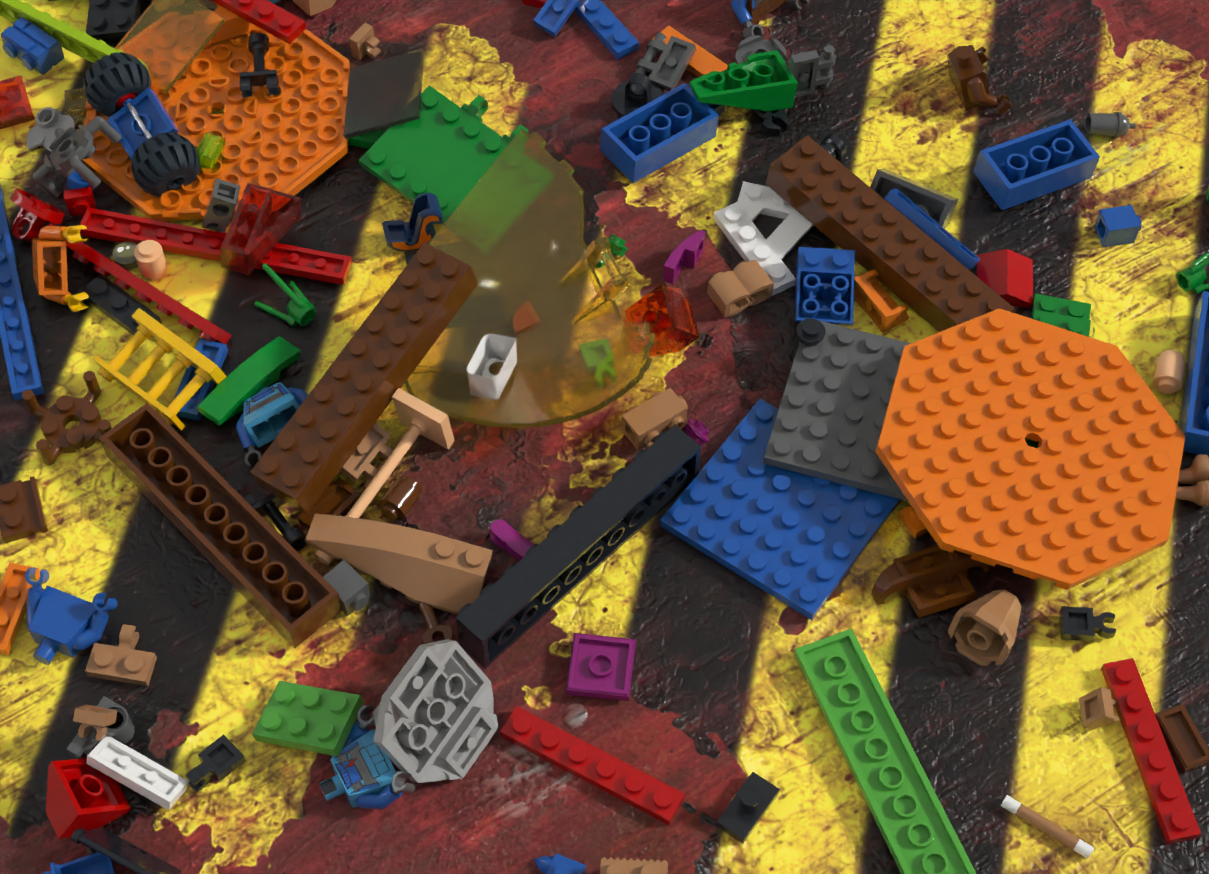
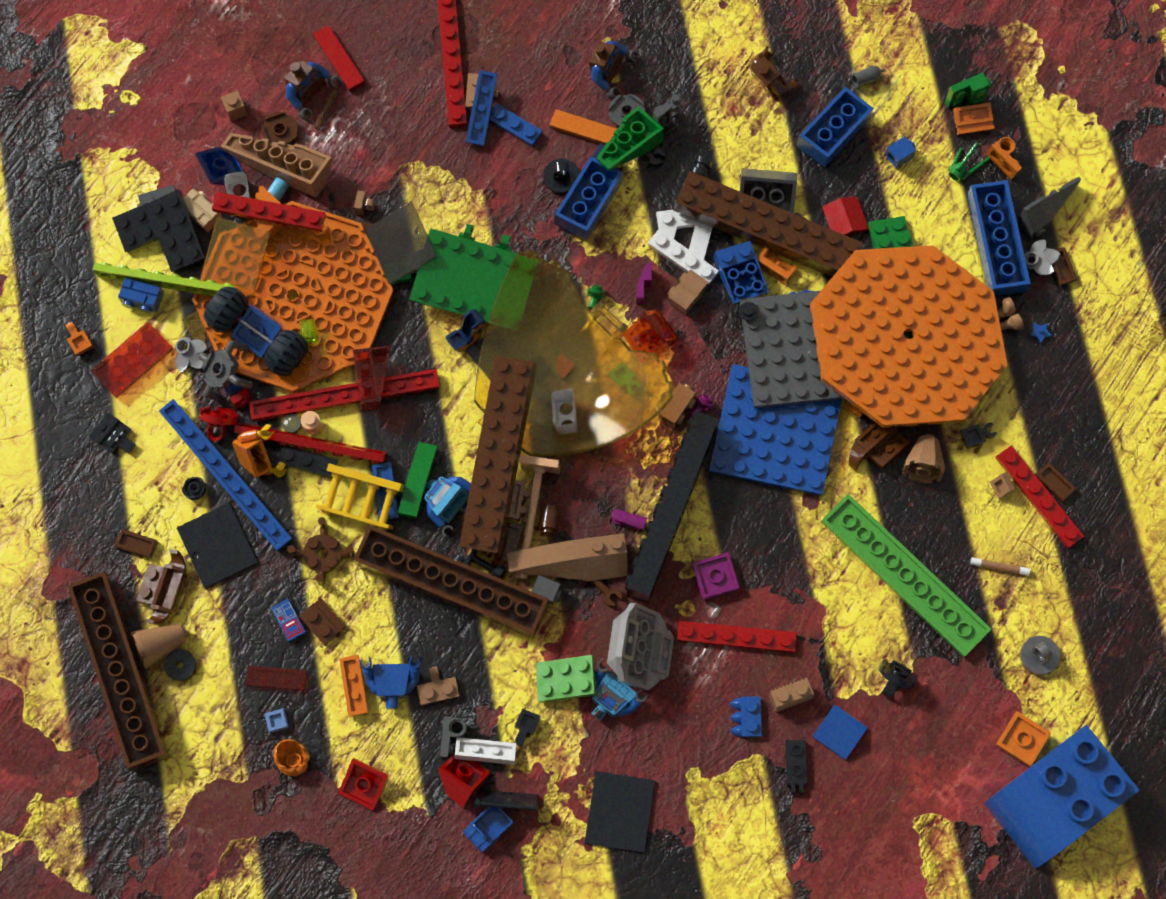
camera: 20 degrees left, 15 degrees up
(96, 717) = (448, 732): medium nougat tile -> none
(221, 205) = (340, 369): dark grey leg -> none
(259, 45) = (297, 237): black bar -> none
(299, 308) = (422, 416): green plant -> none
(671, 64) = (572, 140): dark grey plate -> none
(747, 807) = (833, 625): black tile -> none
(932, 228) = (791, 204): blue plate -> none
(1169, 372) = (967, 246): light nougat brick -> none

